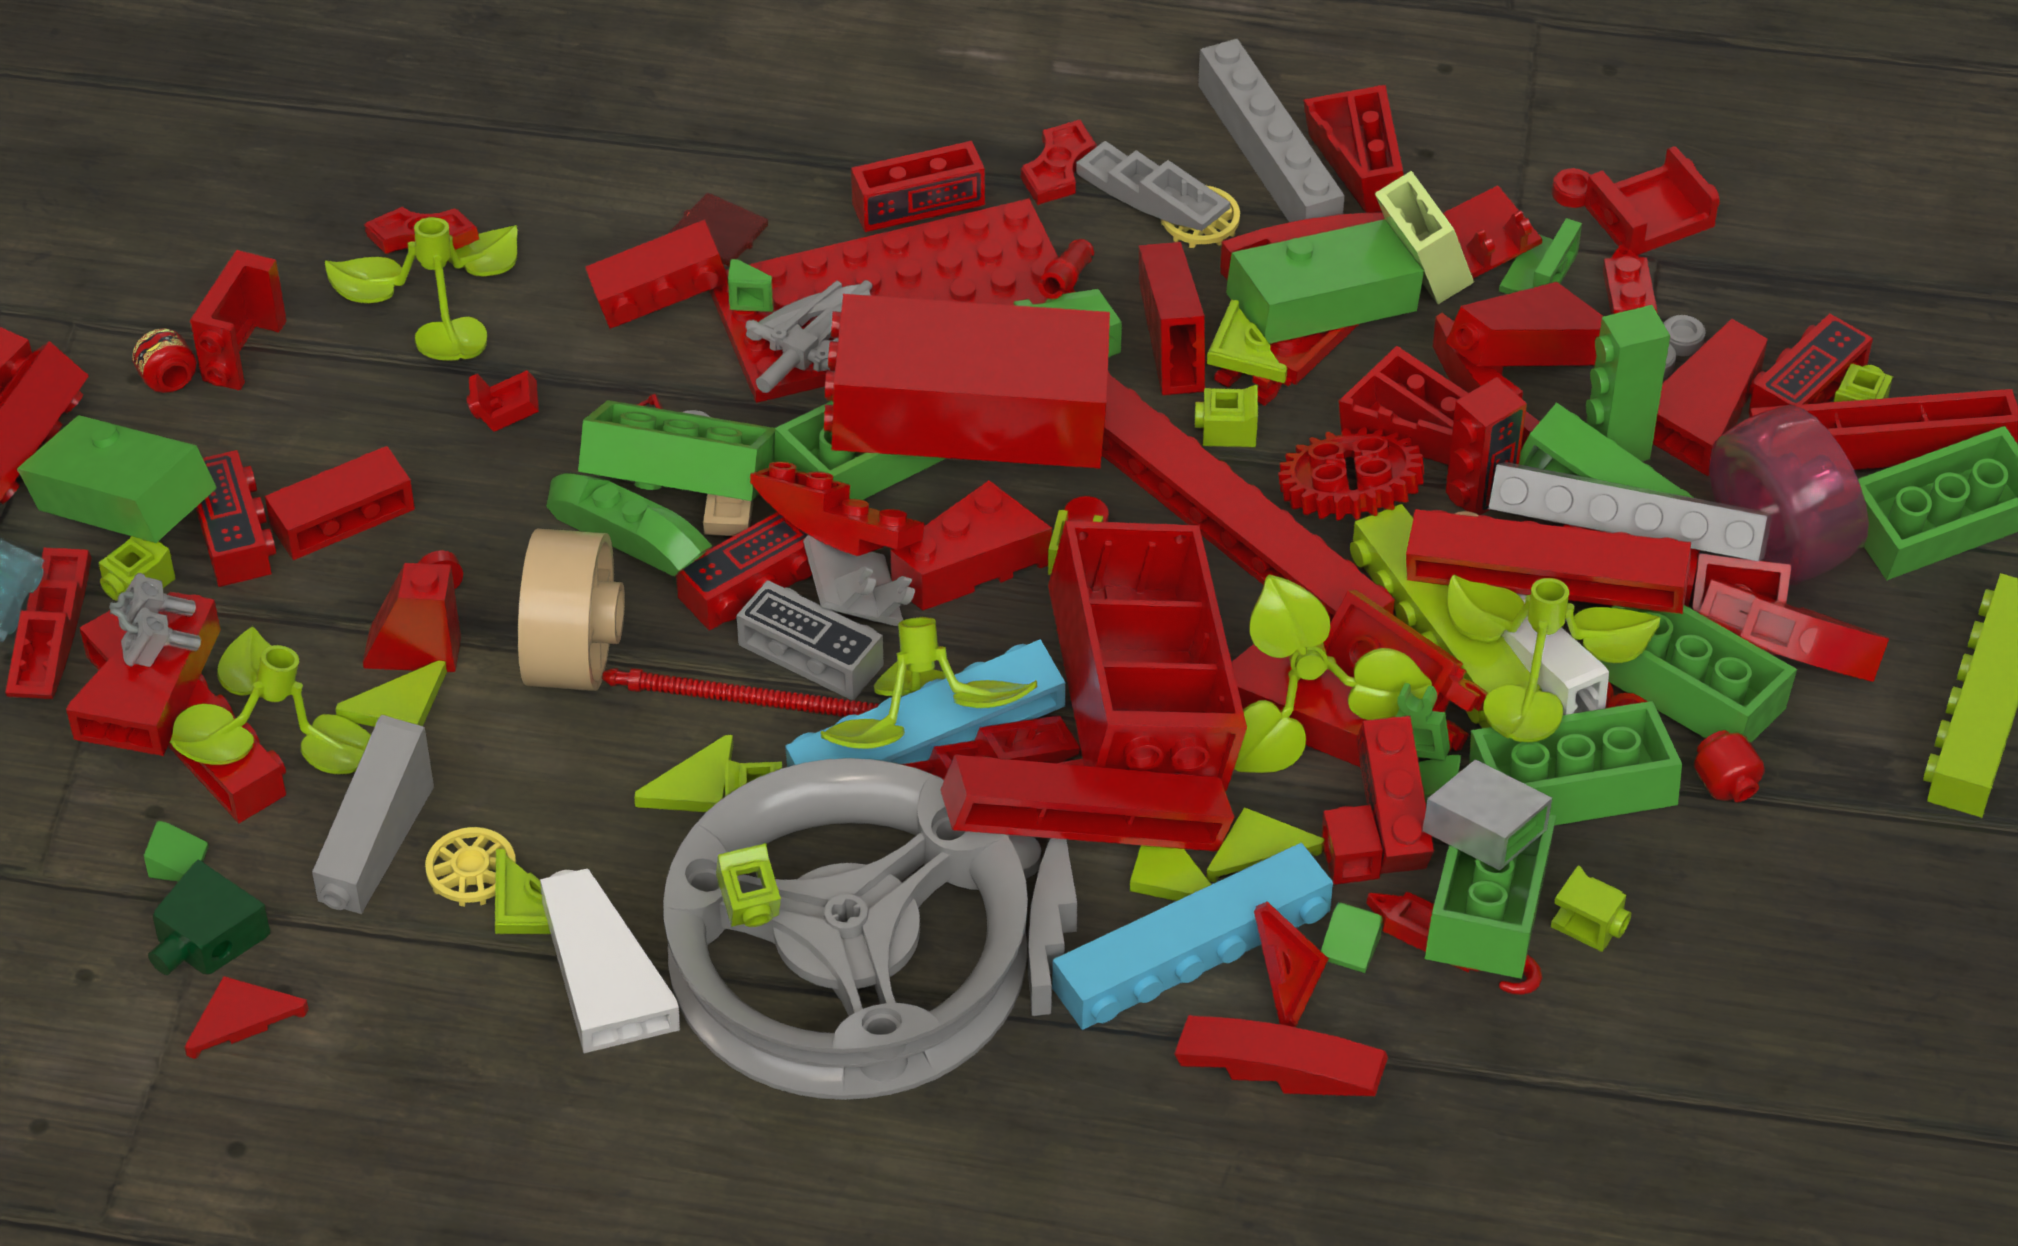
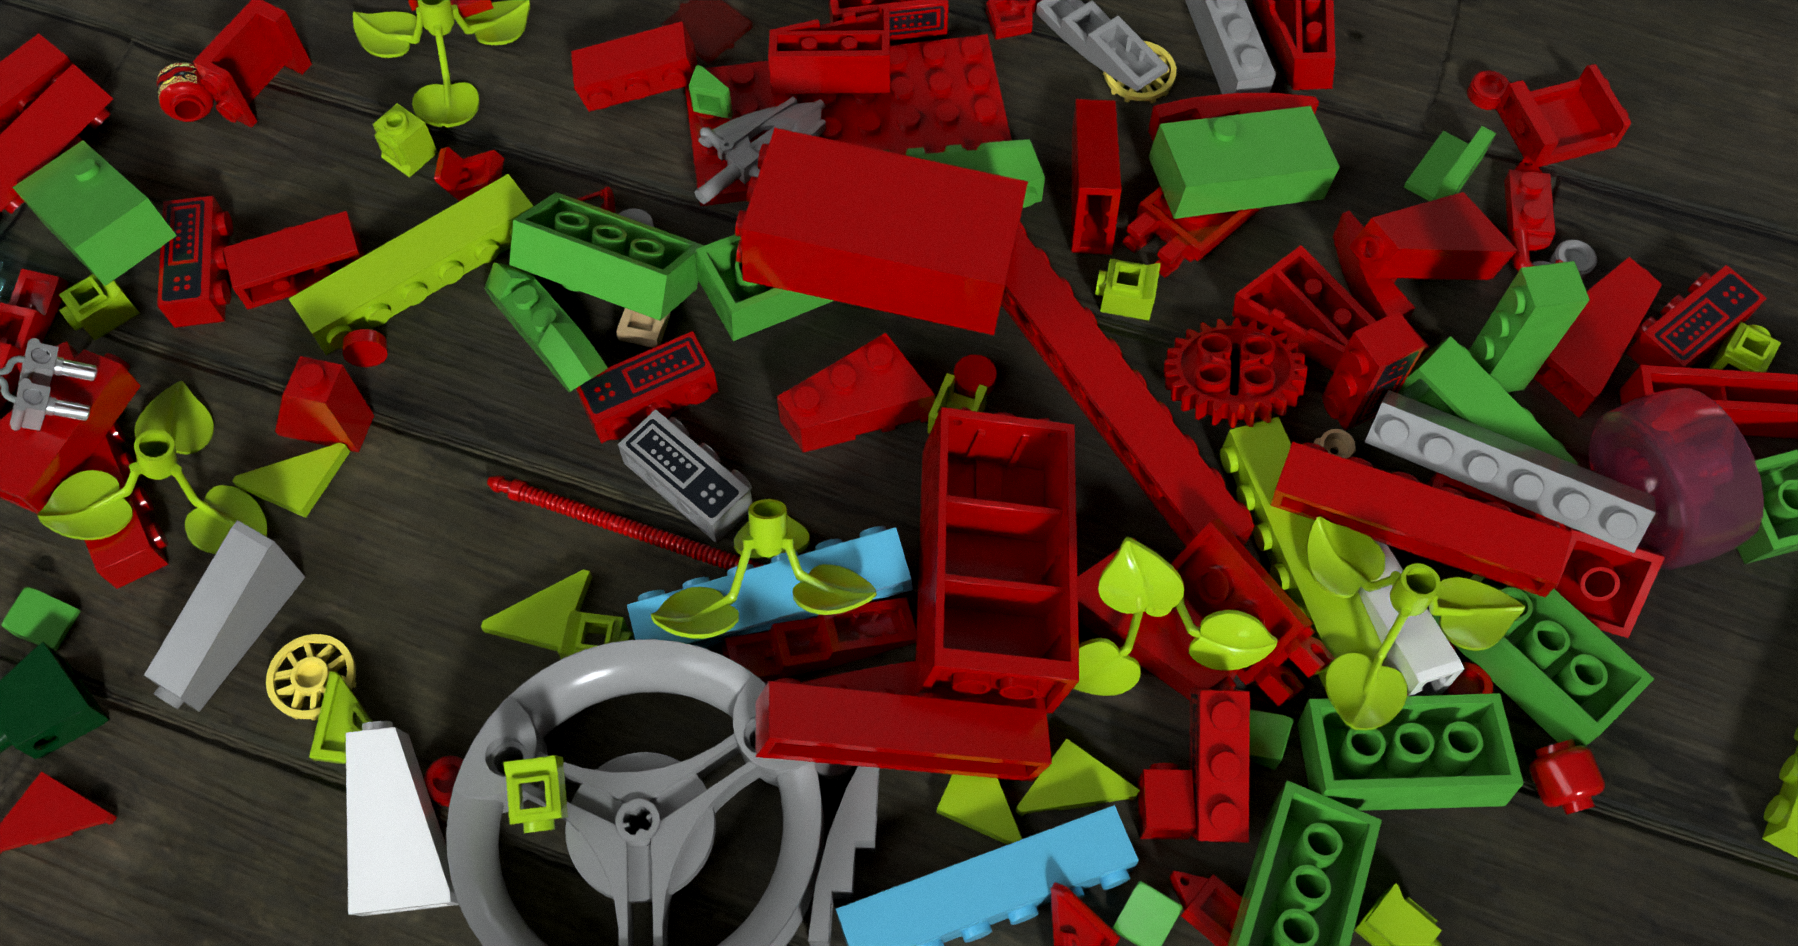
camera: 10 degrees right, 15 degrees up
(424, 367) = (404, 140): none -> lime window
(471, 488) = (412, 265): none -> lime brick
(568, 609) = (448, 421): tan piece -> none
(645, 926) = (441, 778): none -> red tile
(829, 515) = (723, 349): red slope -> none
(857, 583) = (739, 419): light grey plate -> none
(874, 235) = (832, 56): none -> red wedge
(1063, 271) = (1000, 117): red pin -> none
(1244, 348) = (1154, 221): lime tile -> none
(1426, 236) = (1346, 128): yellowish green brick -> none
(1428, 726) = (1262, 682): bright green plate -> none
(1487, 814) = (1312, 823): flat silver piece -> none
(1491, 230) = (1399, 126): red plate -> none
(1795, 631) = (1650, 627): red slope -> none

